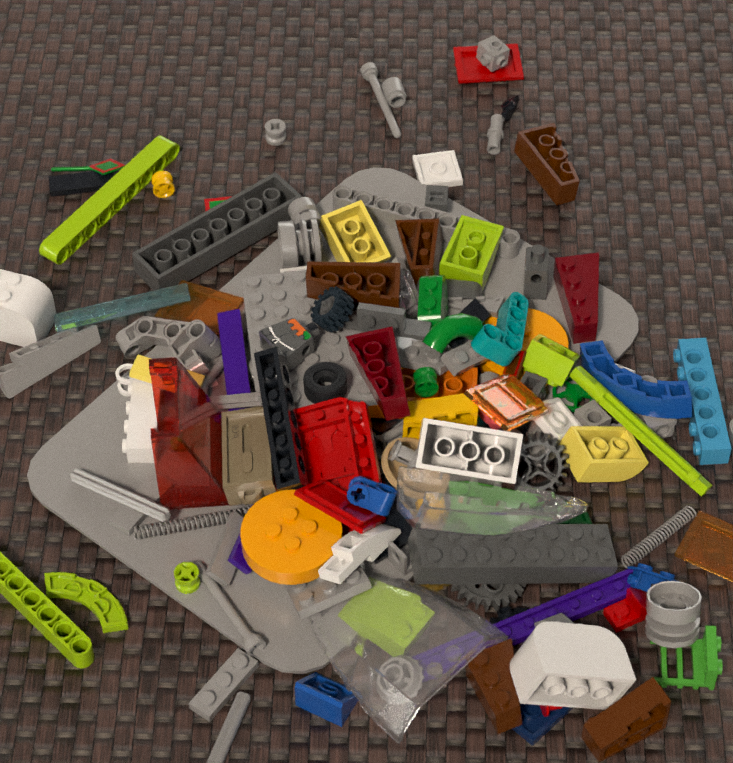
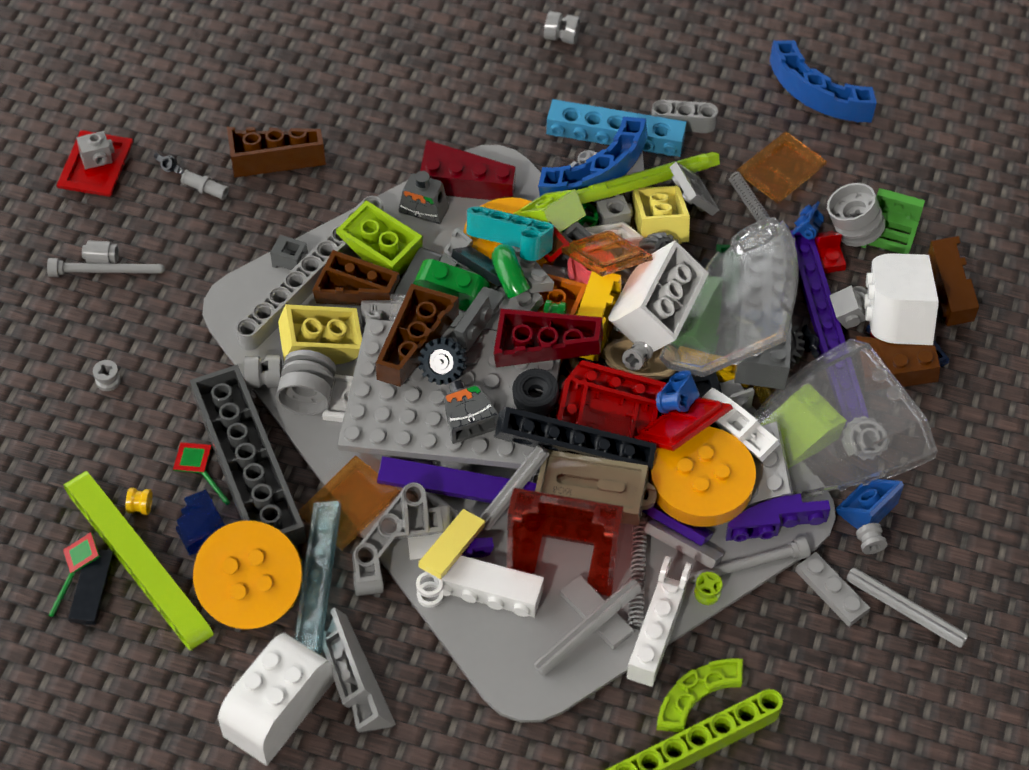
camera: 75 degrees left, 5 degrees up
(104, 259) = (247, 574): none -> light orange brick
(135, 544) = (657, 625): none -> white hinge
(151, 223) = (198, 521): none -> clear blue piece
(279, 612) = (767, 517): none -> dark purple slope
(285, 704) = (871, 538): none -> light grey wheel
(438, 169) = (229, 247): white tile -> none
(647, 473) = (693, 188): none -> light grey plate

